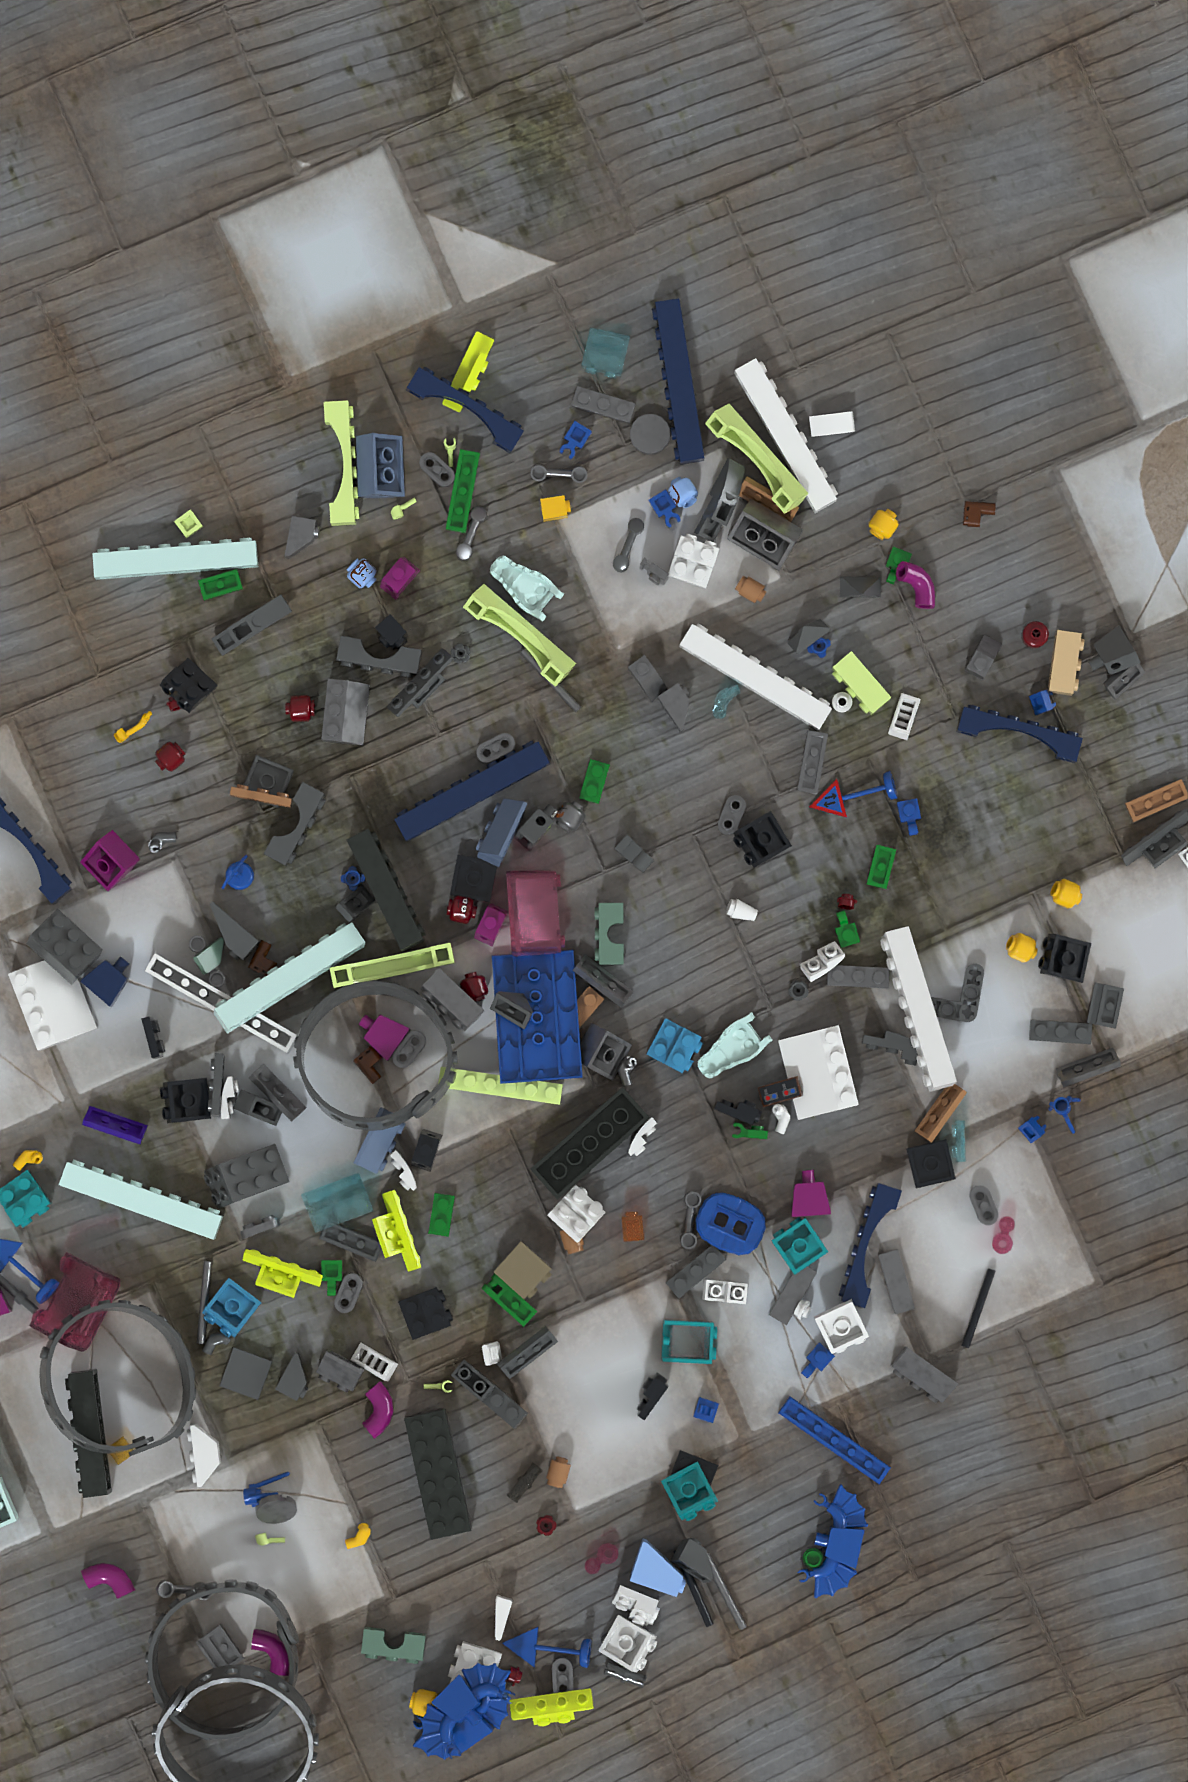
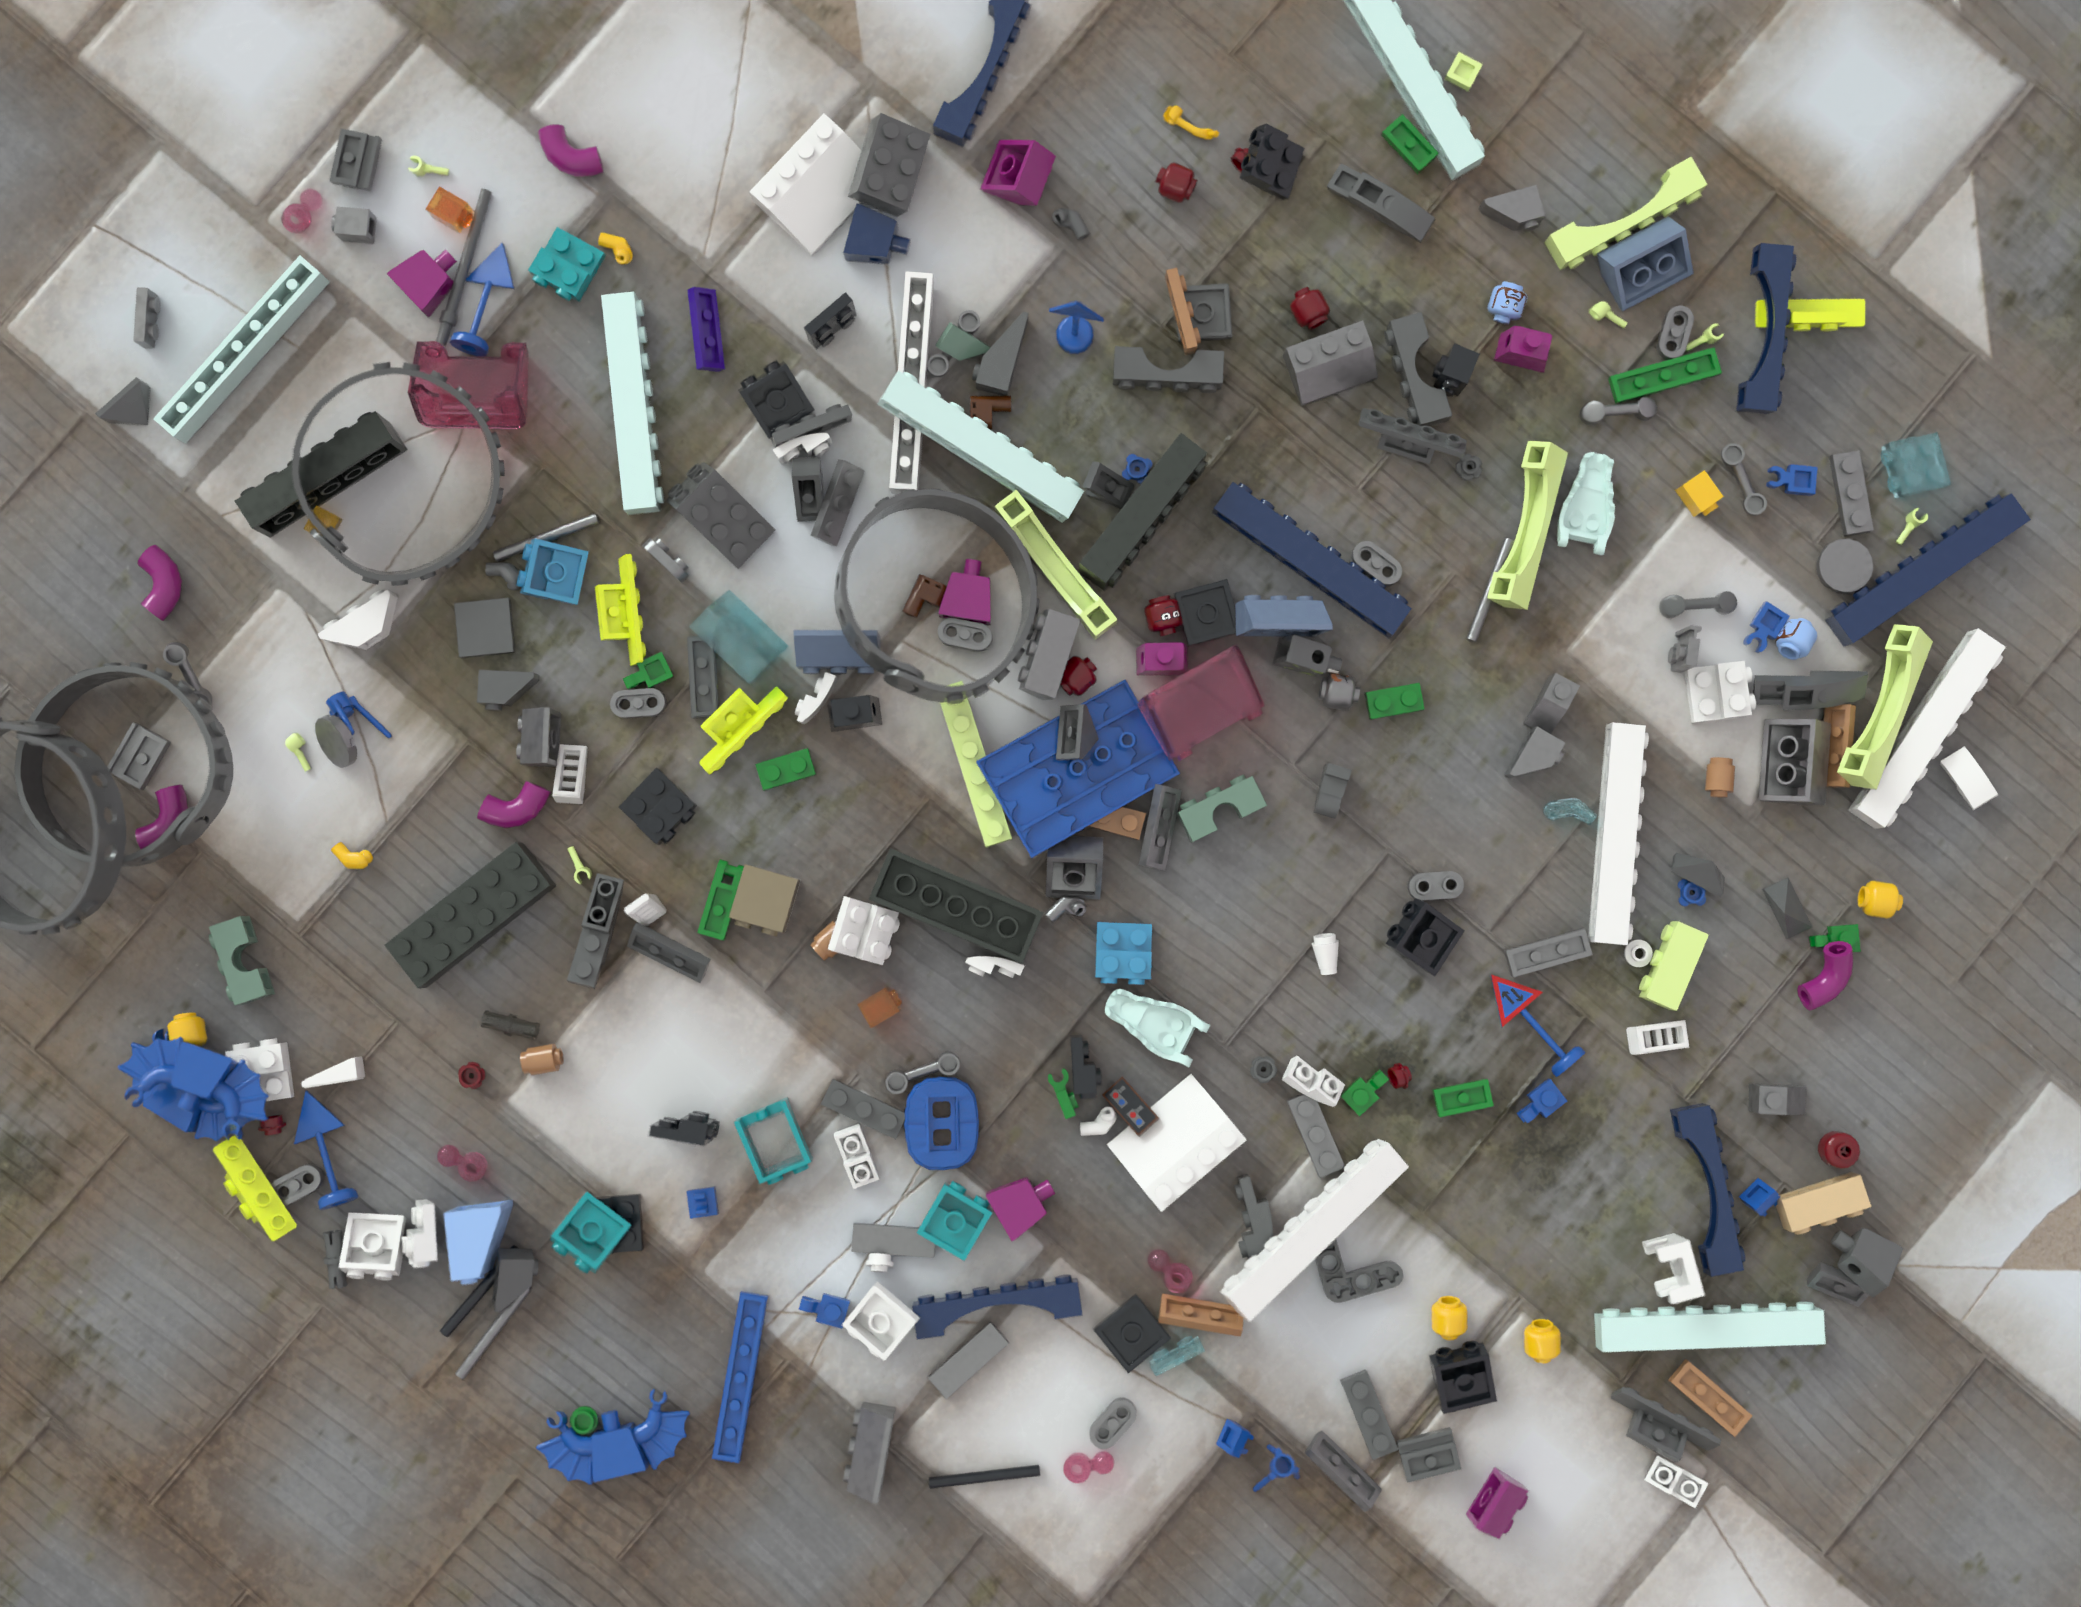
camera: 60 degrees right, 0 degrees up
(643, 374) = (1912, 522): none -> yellowish green hand
(892, 1122) = (1159, 1261): none -> clear pink plate
(975, 510) = (1949, 1001): reddish brown piece -> none
(1059, 777) = (1686, 1279): none -> white panel
(1111, 778) = (1709, 1328): none -> light aqua brick
(1158, 975) = (1497, 1504): none -> magenta slope

